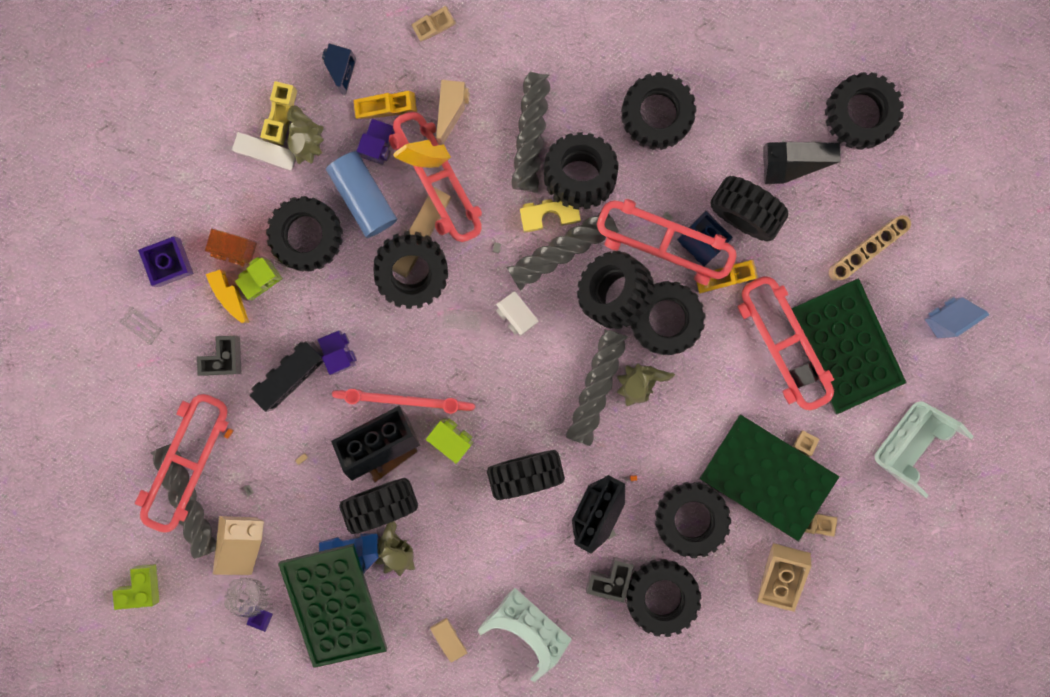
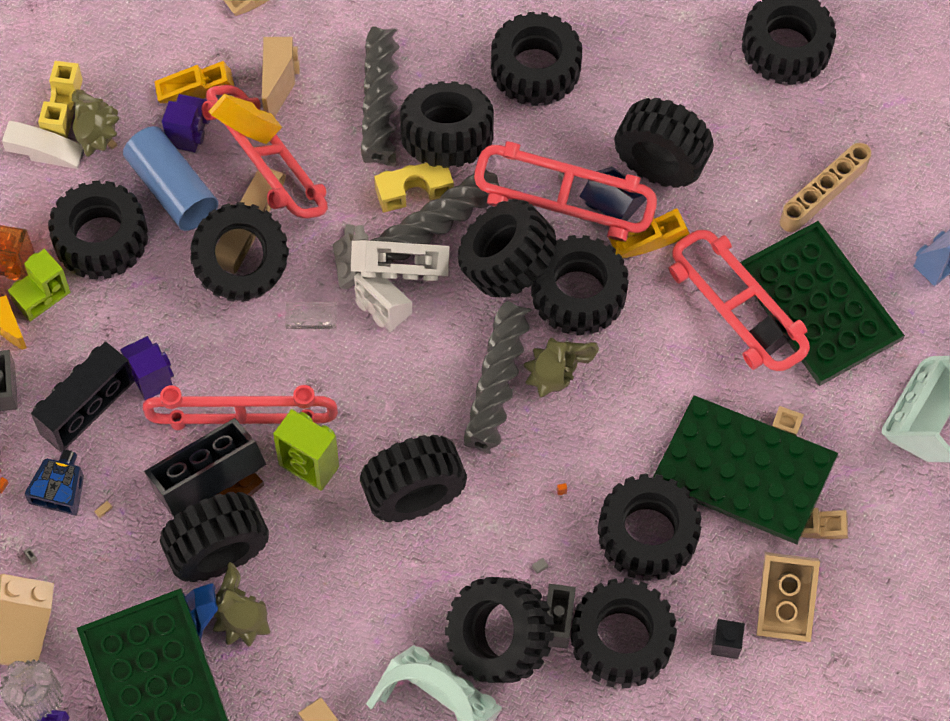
camera: 15 degrees left, 25 degrees down
(269, 439) = (57, 484): none -> torso
(340, 65) = (135, 41): dark blue slope -> none
(496, 276) = (342, 253): none -> light grey plate
(531, 290) = (430, 261): none -> white brick
(559, 605) = (468, 625): none -> black tyre
(598, 513) = (521, 529): black wedge -> none
(736, 606) = (727, 639): none -> black brick
(796, 159) = (720, 96): black wedge -> none

